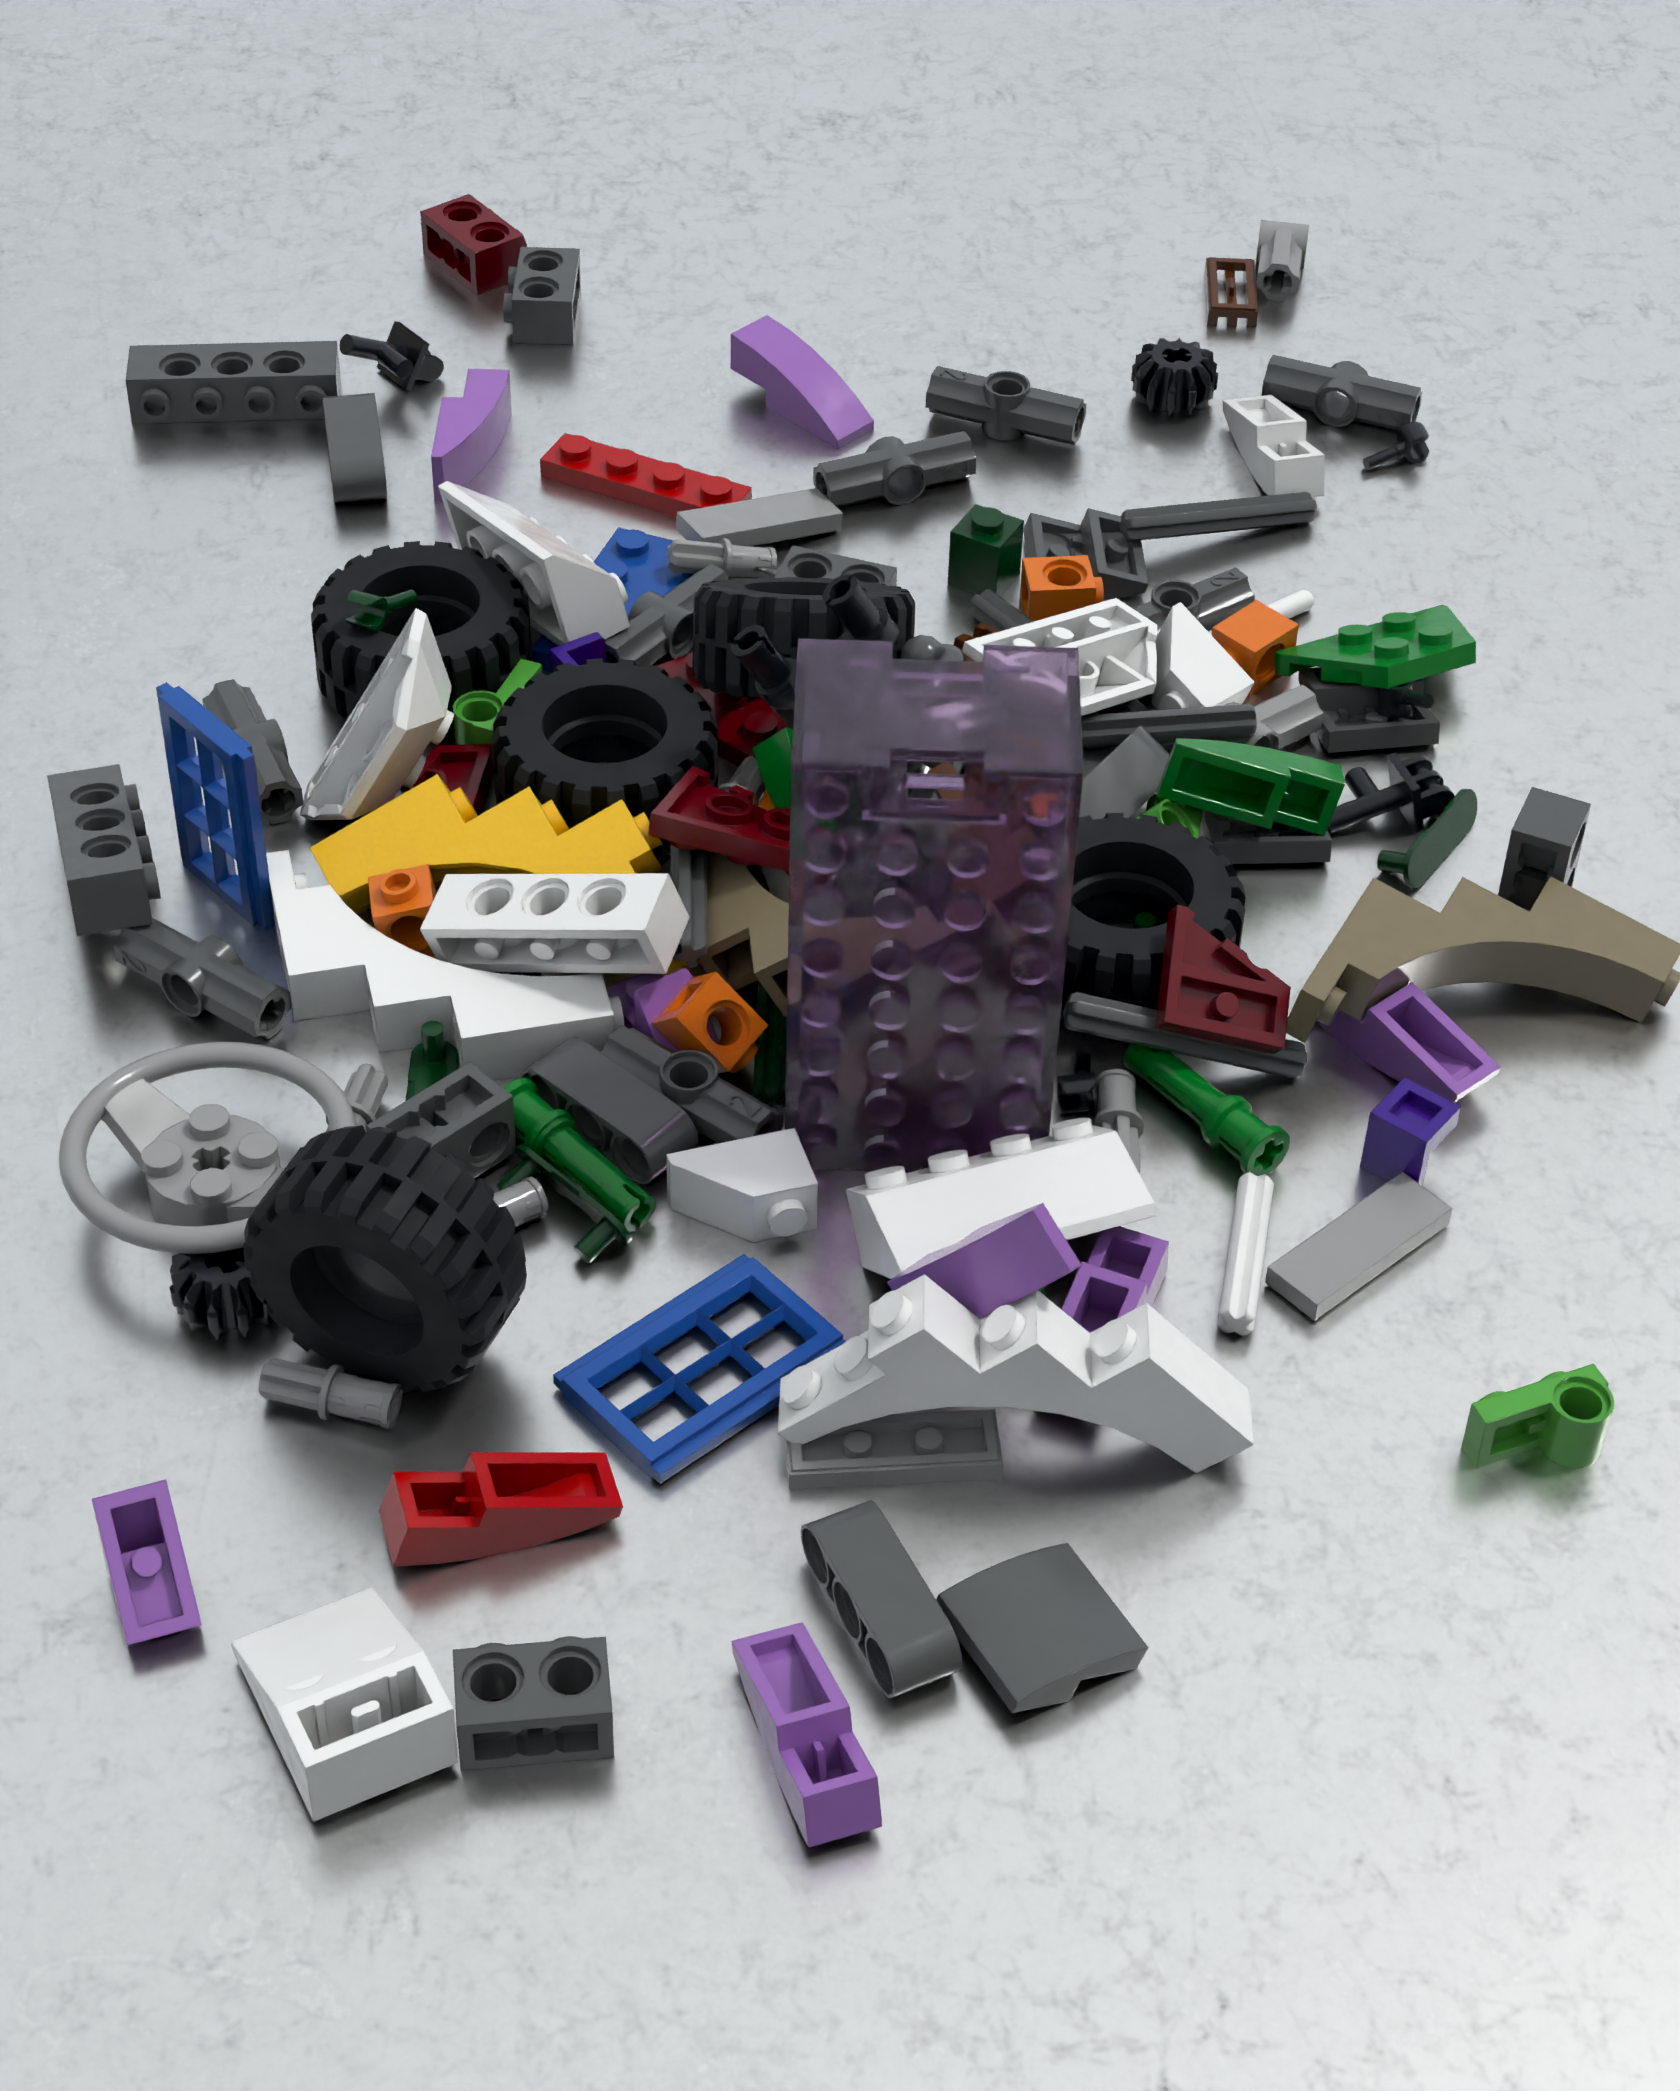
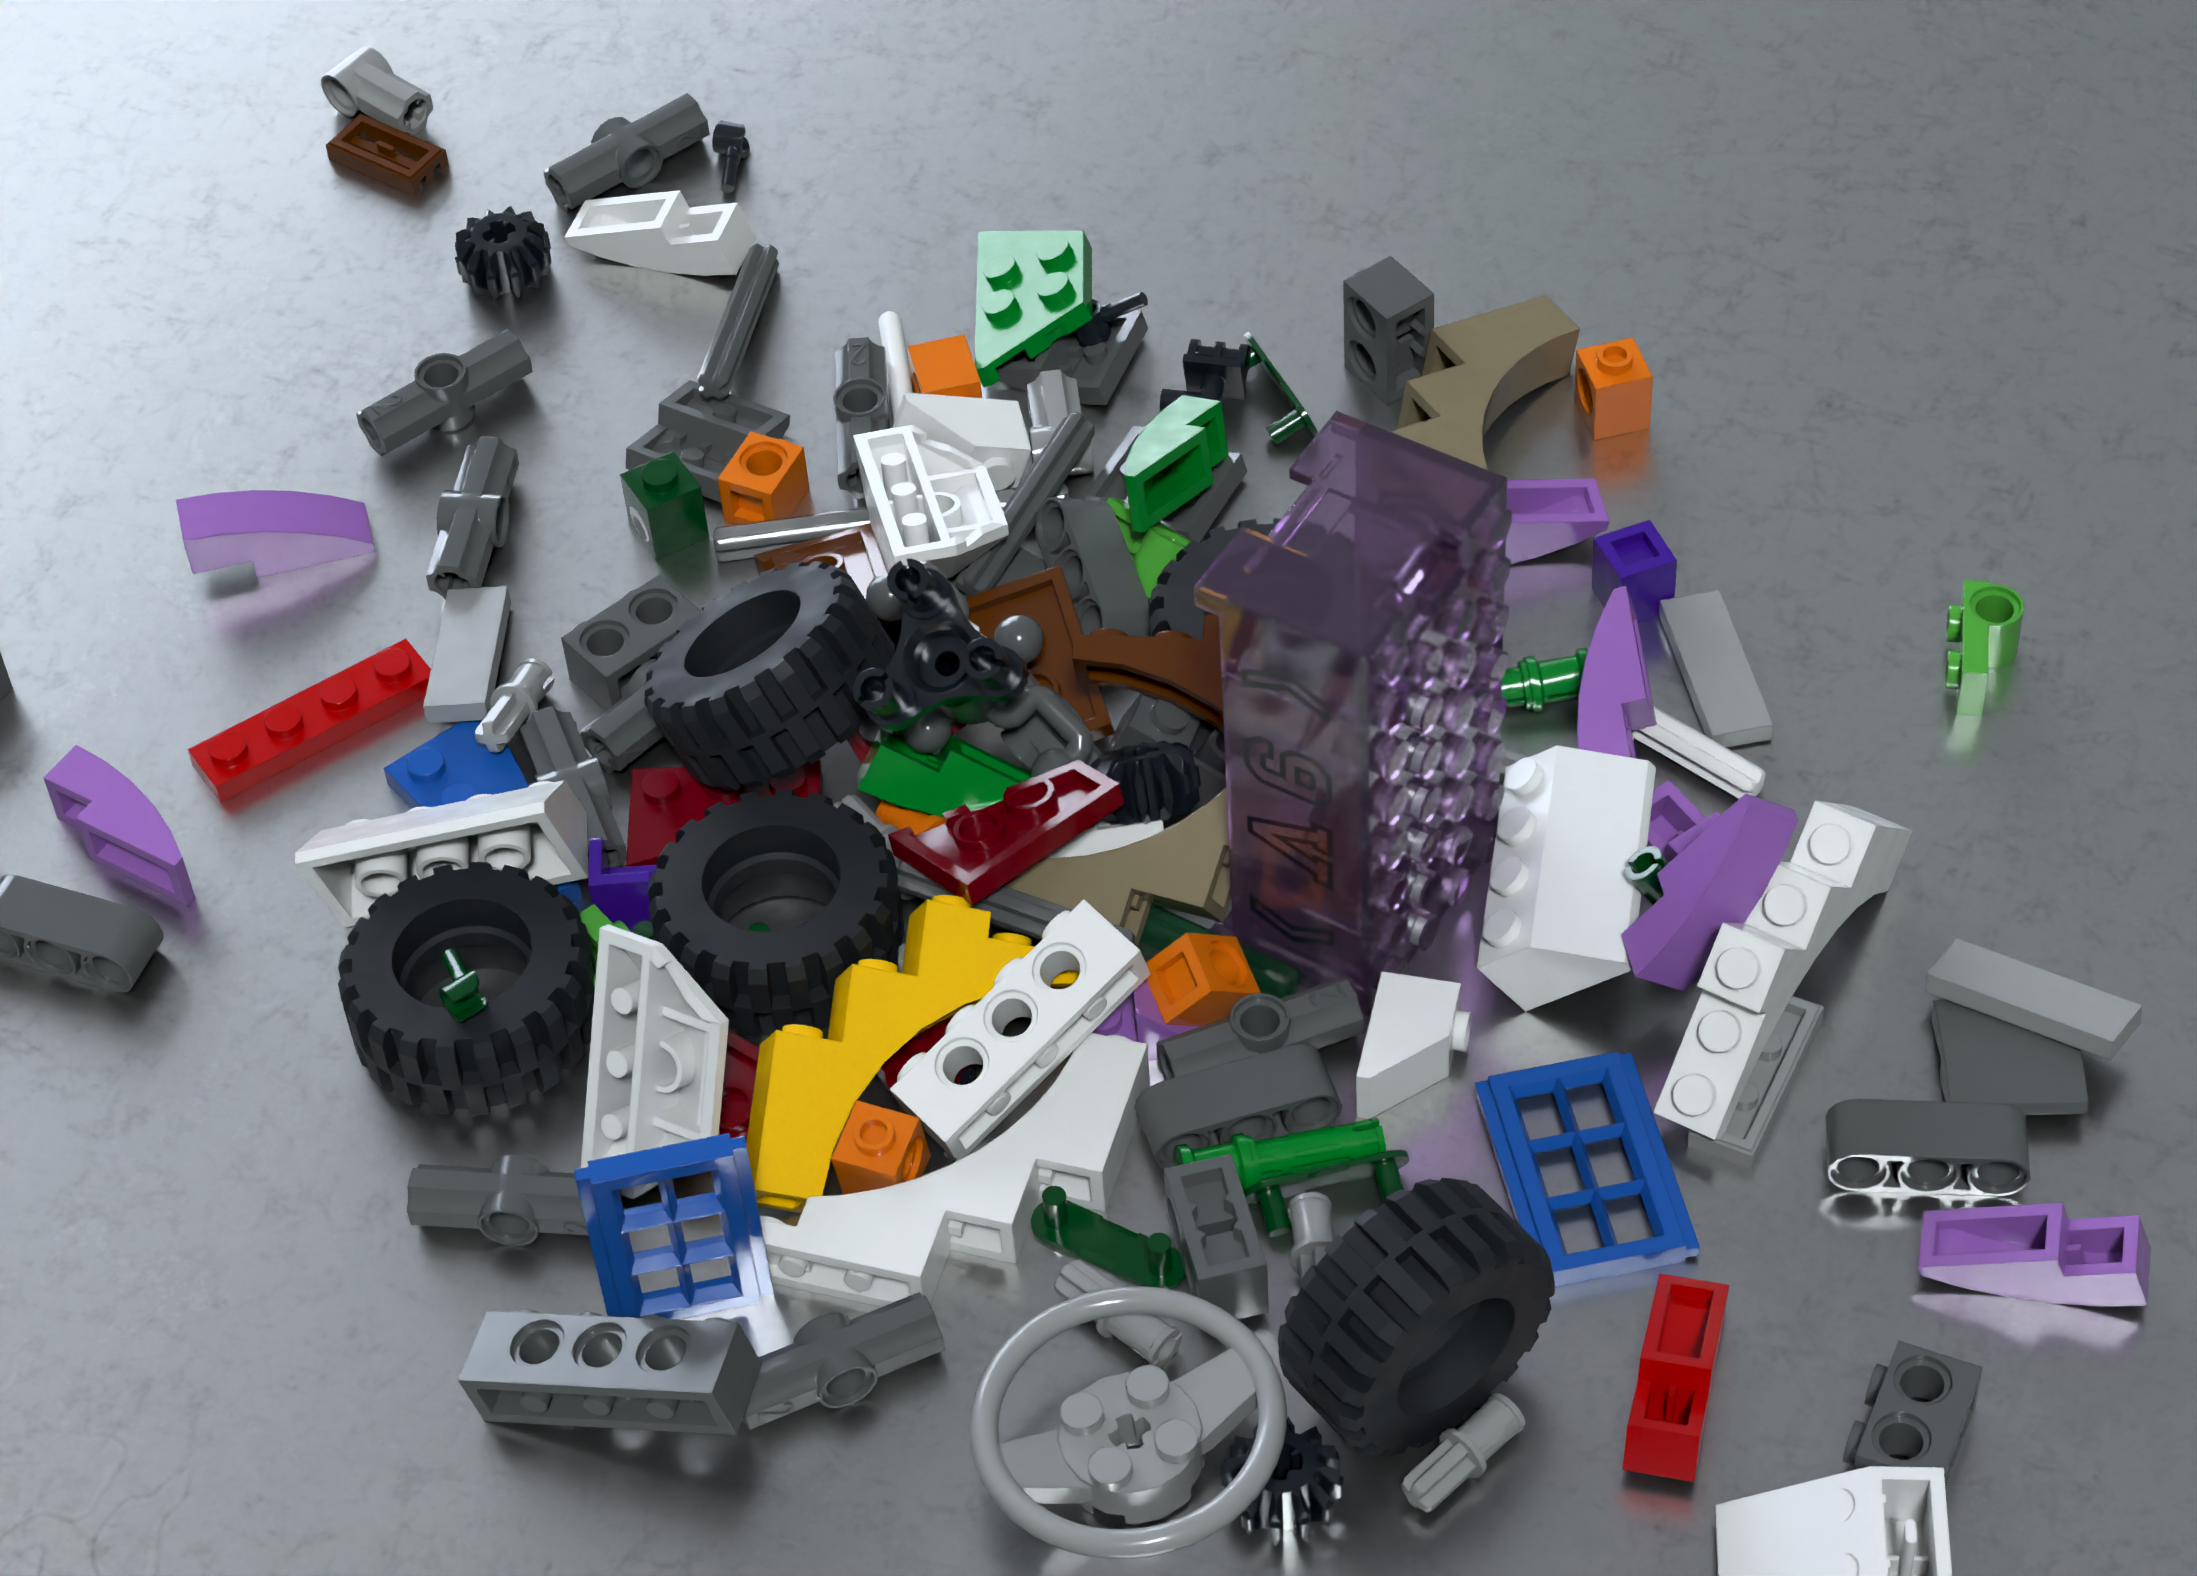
camera: 55 degrees left, 5 degrees up
(1109, 1611) = (2034, 999): none -> light grey tile
(1238, 1163) = (1615, 682): none -> medium lavender slope
(1626, 1041) = (1613, 388): none -> orange brick

